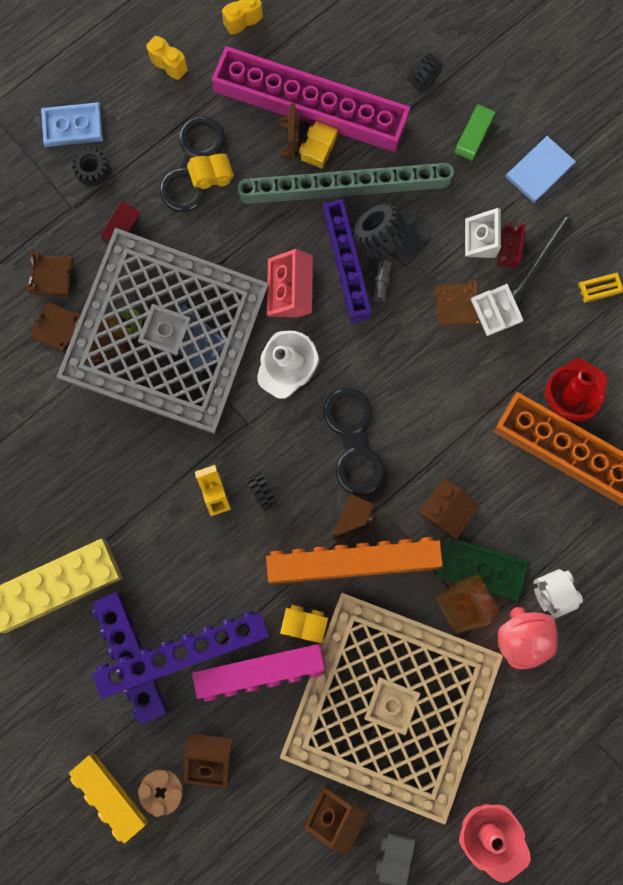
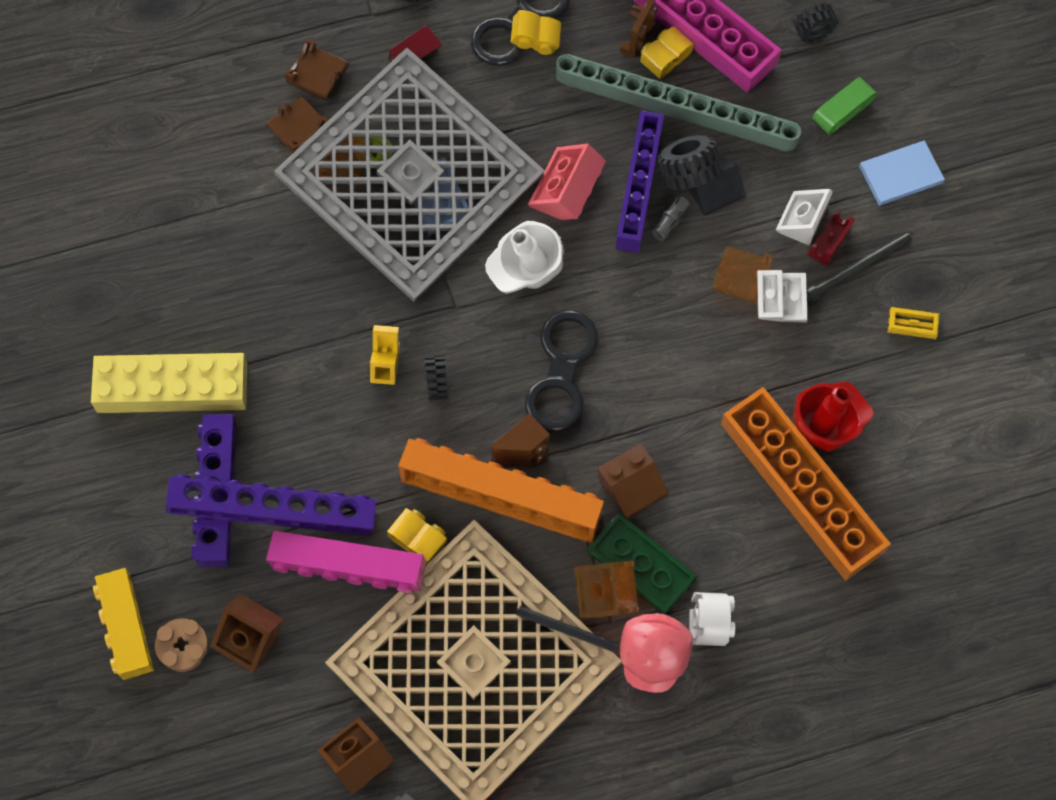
camera: 20 degrees right, 10 degrees down
(452, 649) = (566, 629): none -> black bar

